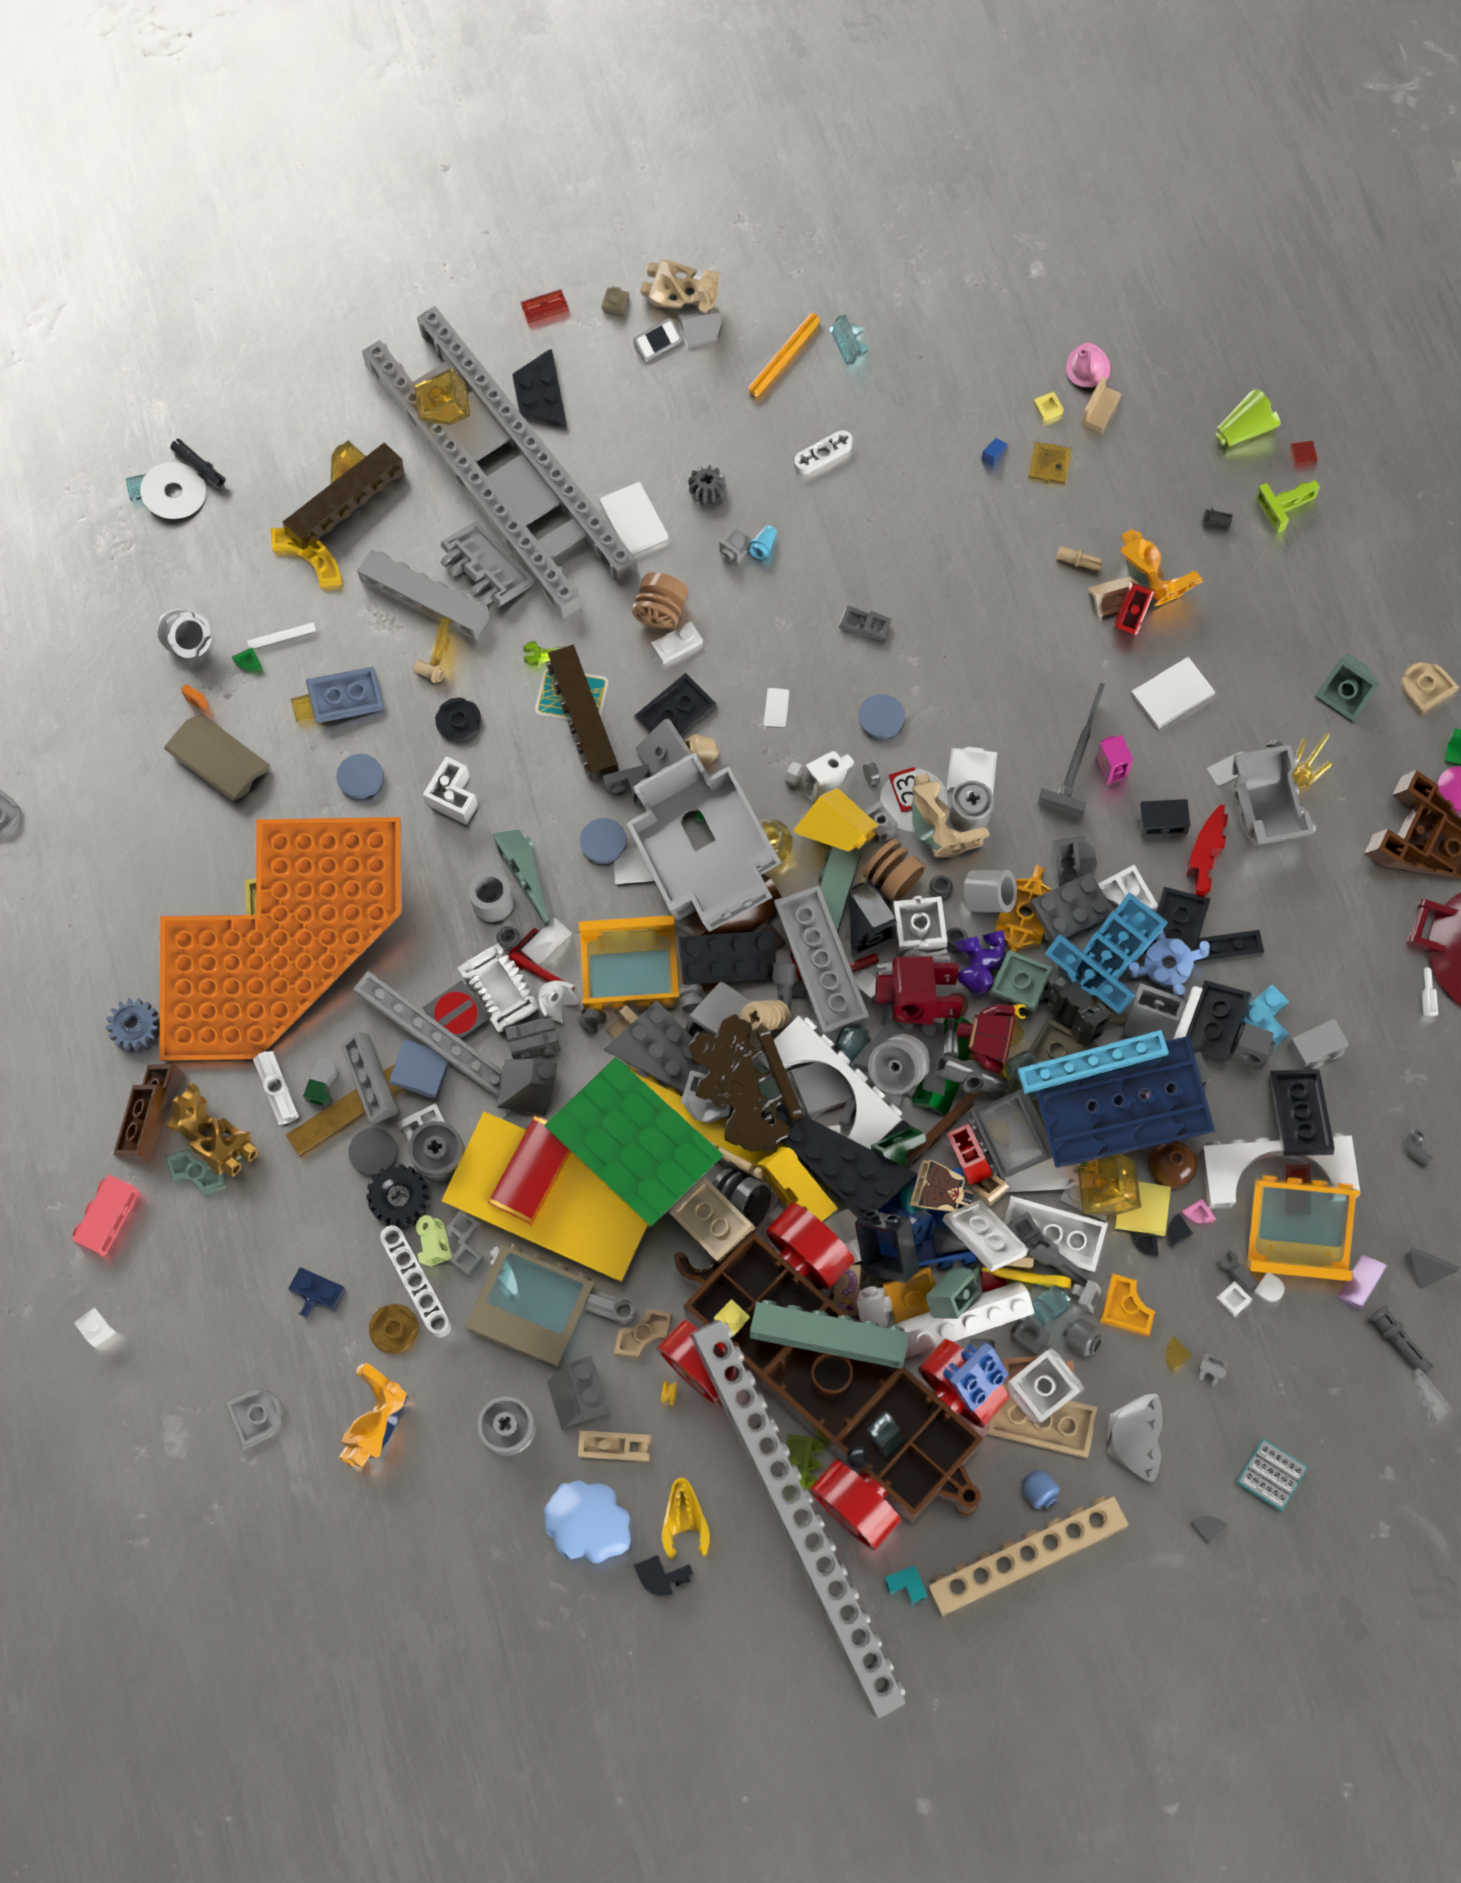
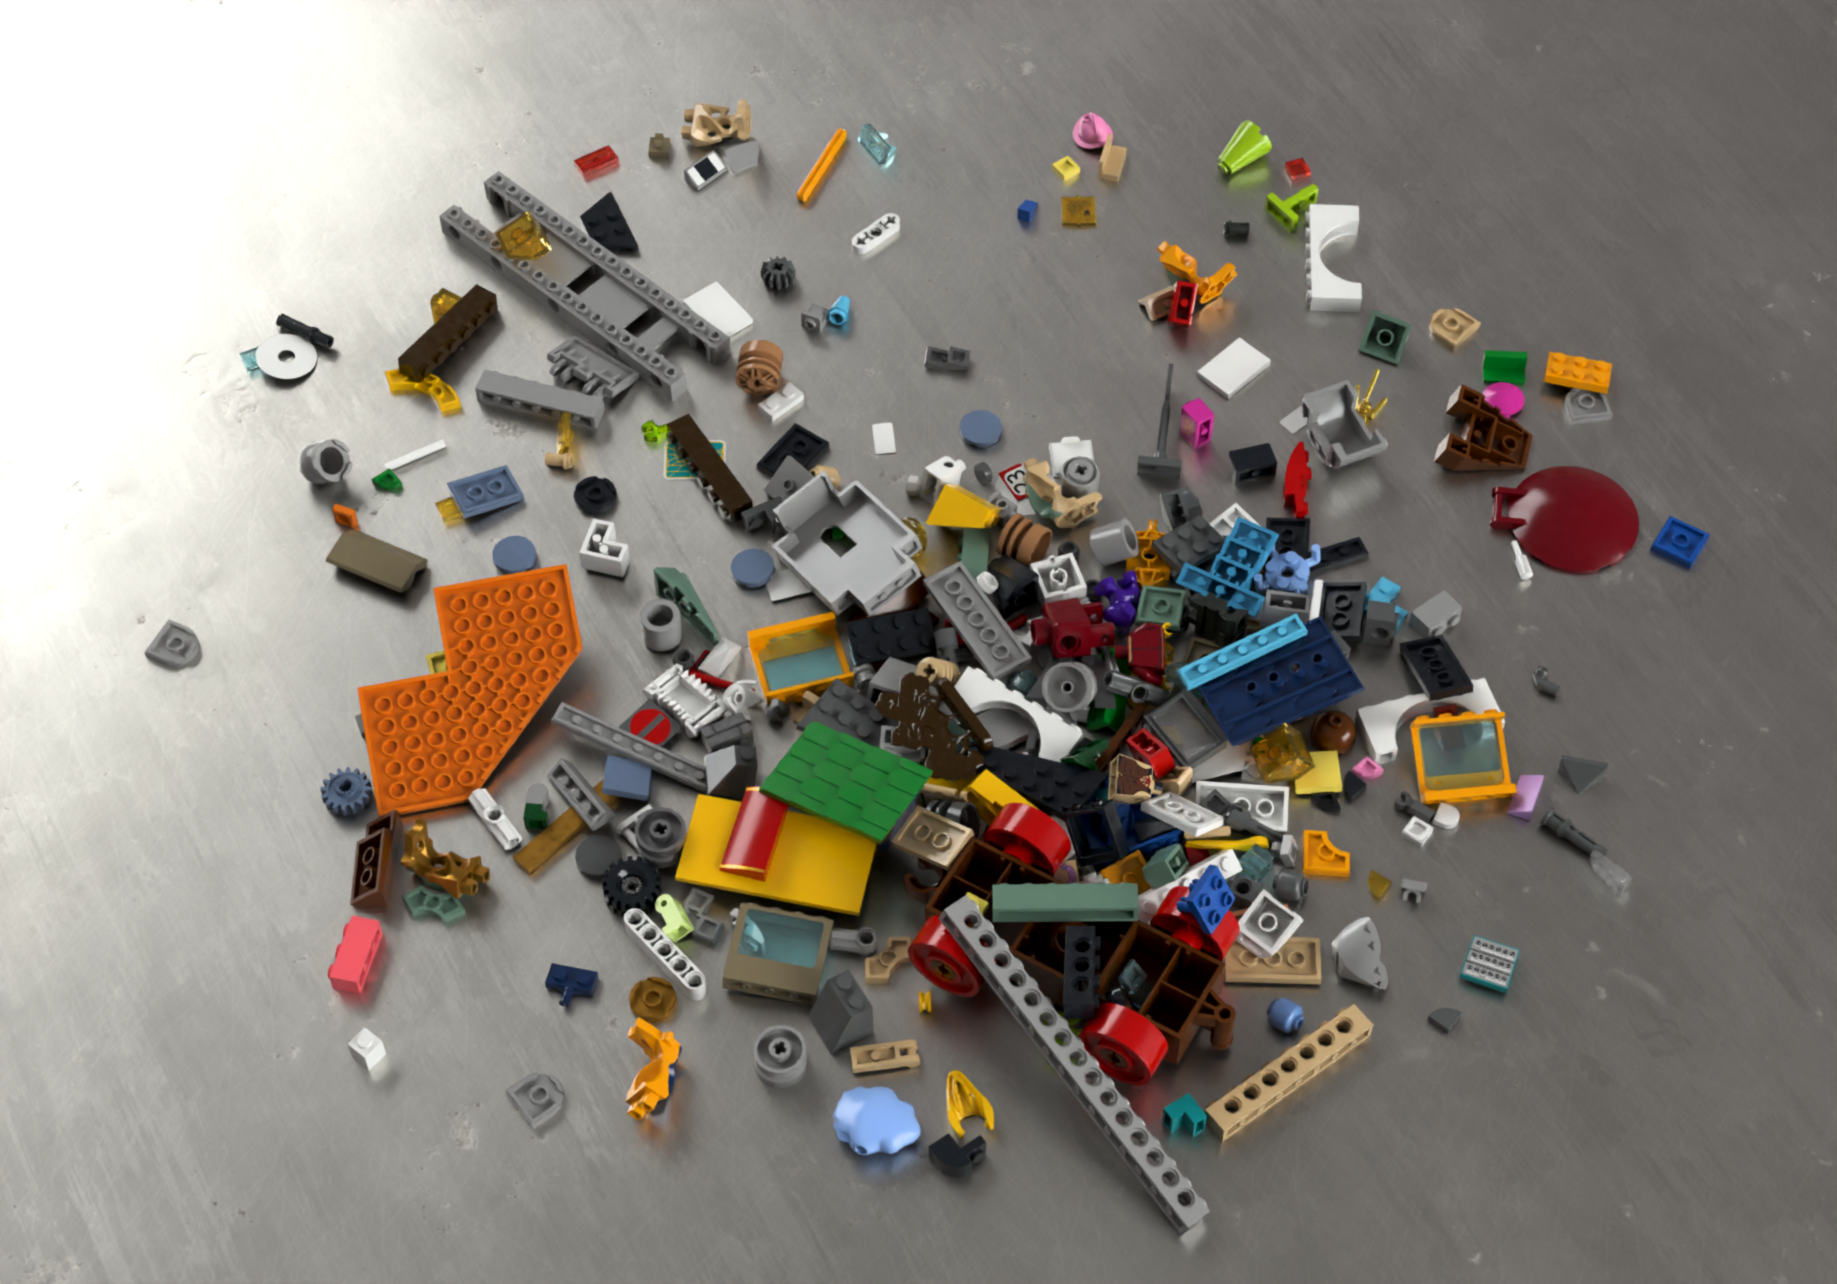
camera: 15 degrees left, 15 degrees down
(830, 1382) = (1079, 972): none -> black brick
(842, 915) = (987, 582): none -> white tile
(1078, 558) = (1123, 278): tan axle -> none
(1298, 615) = (1325, 289): none -> white arch

